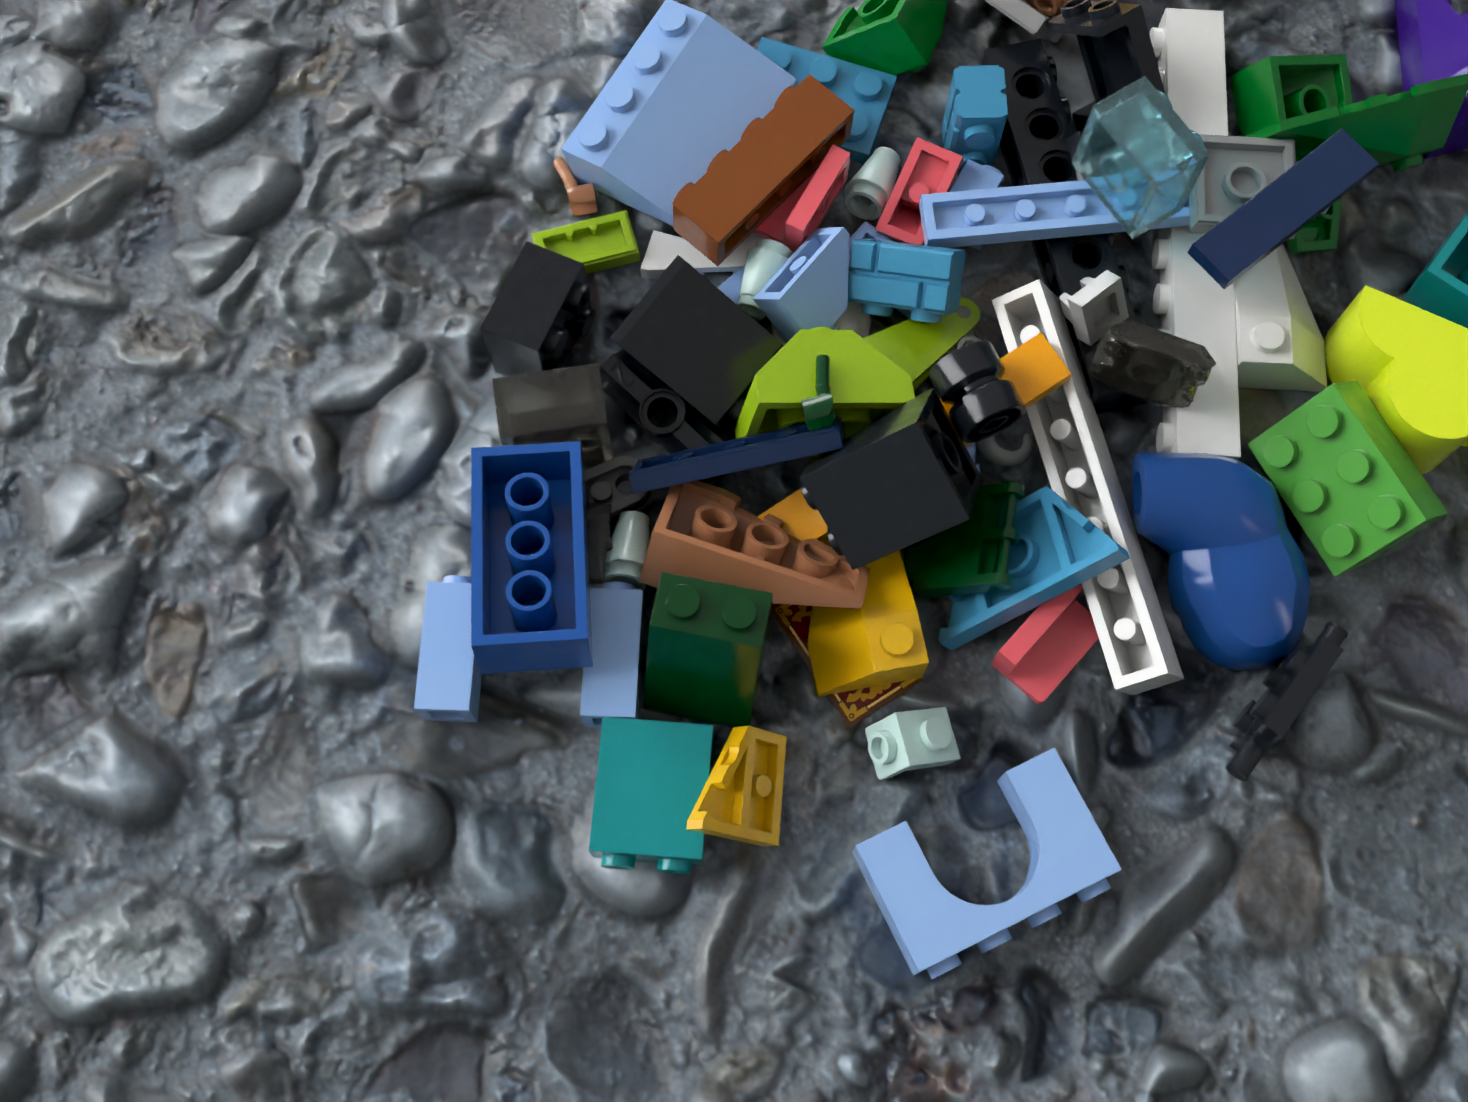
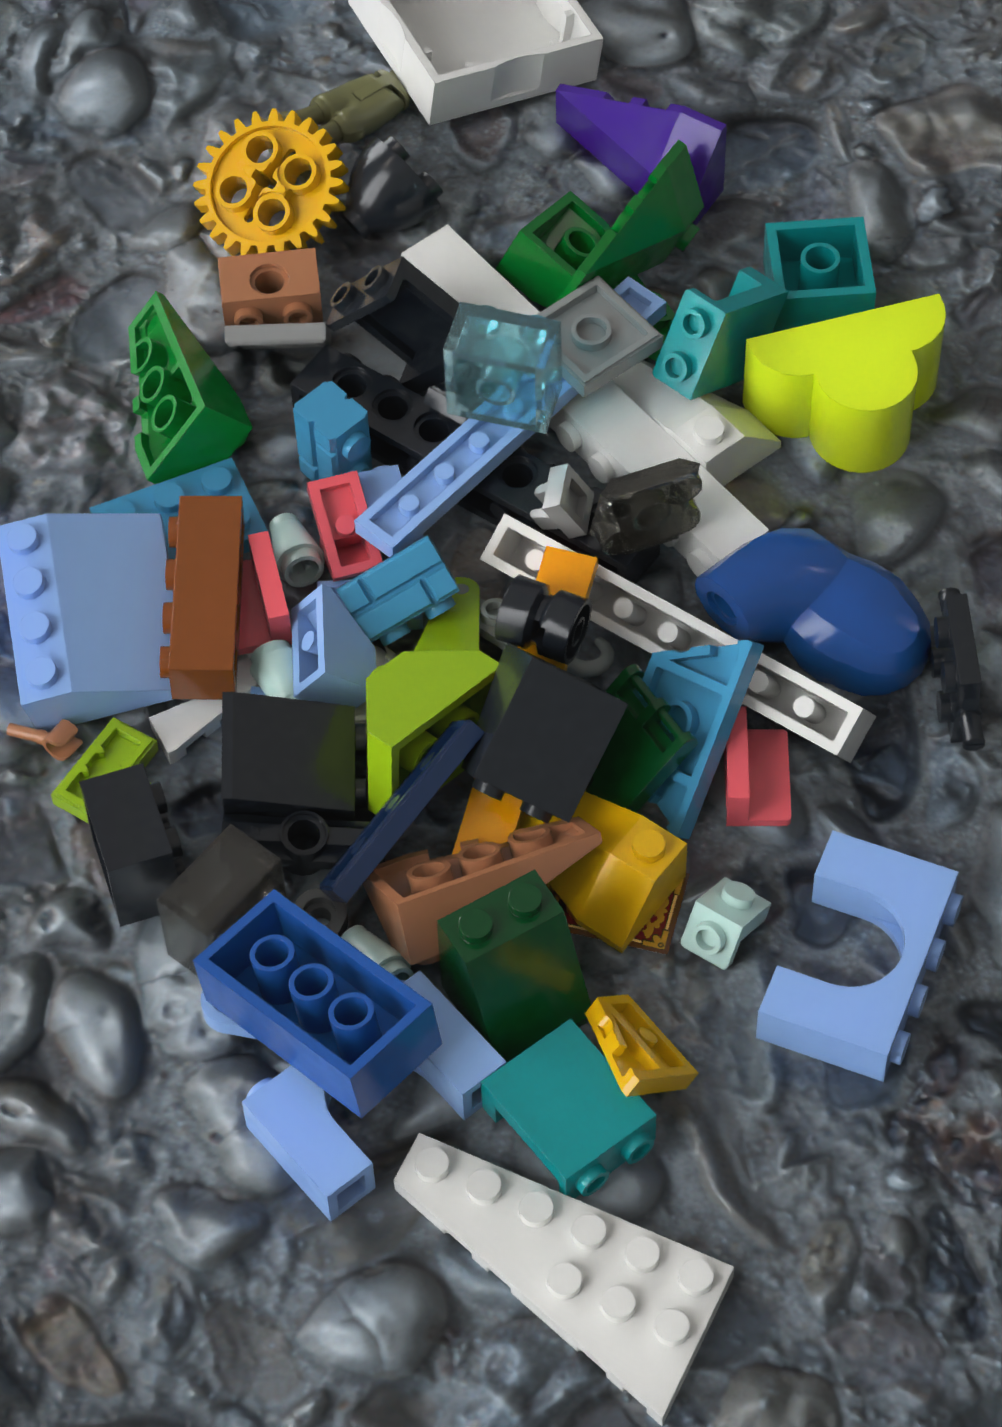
camera: 40 degrees left, 15 degrees down
(555, 943) = (590, 1276): none -> white wing
(820, 409) = (441, 716): dark green hand -> none
(1282, 208) = (638, 328): dark blue tile -> none
(1337, 259) = (710, 335): none -> teal panel
(1346, 477) = (856, 486): bright green brick -> none

